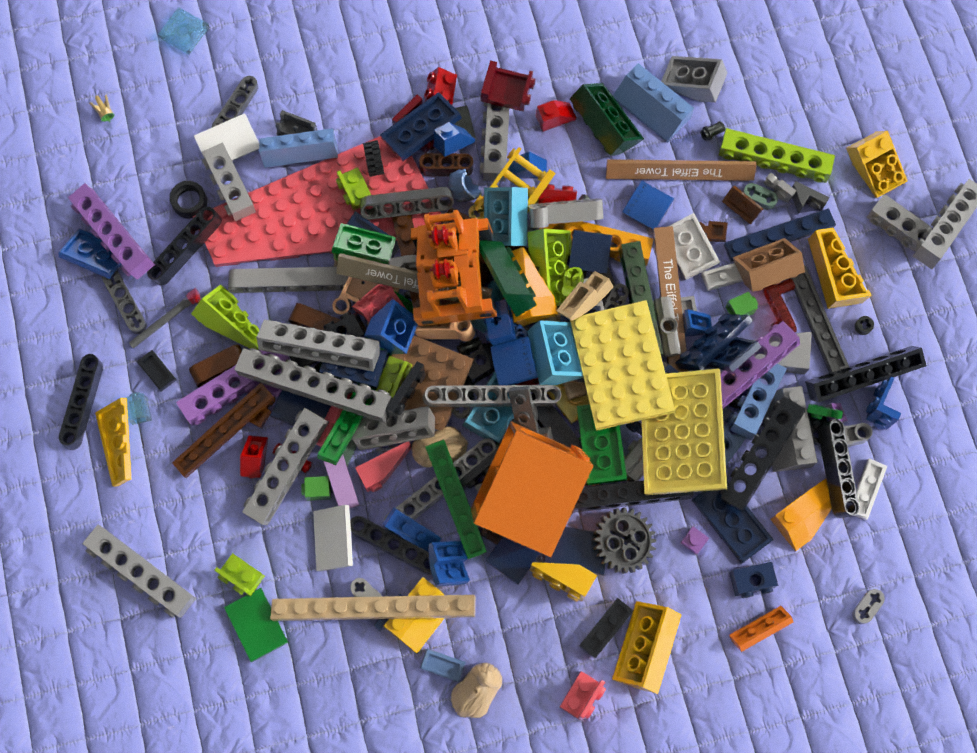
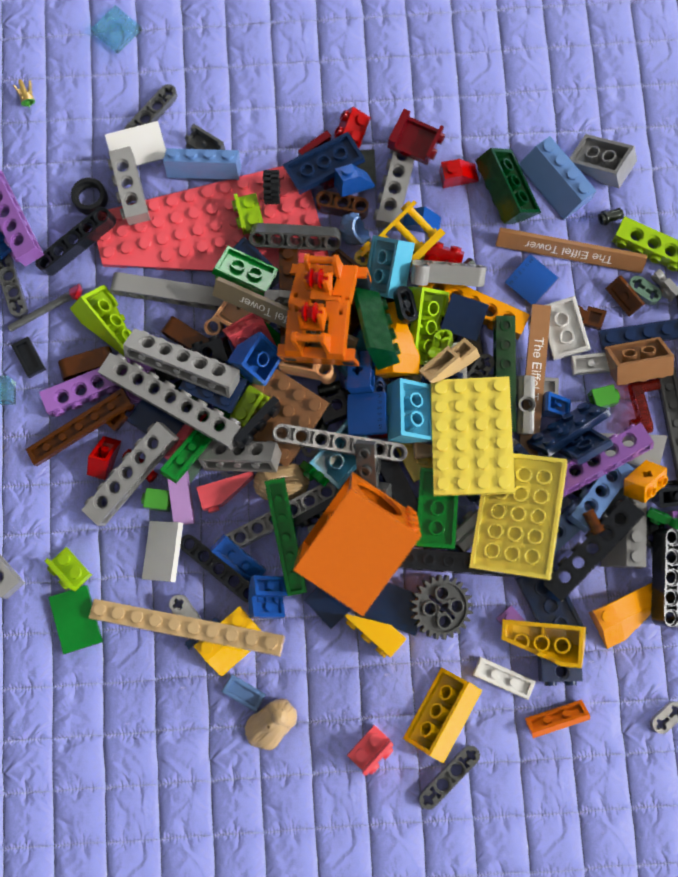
camera: 15 degrees right, 5 degrees up
(469, 432) = (313, 474): none -> green plate
(530, 249) = (405, 305): none -> black plate
(606, 628) = (406, 688): black plate -> none
(668, 709) = (451, 779): none -> dark grey beam
(700, 599) = (504, 678): none -> white tile
(740, 552) = (554, 642): none -> yellow wedge
(757, 426) = (593, 522): none -> reddish brown pin
(799, 378) = (645, 481): none -> light orange brick

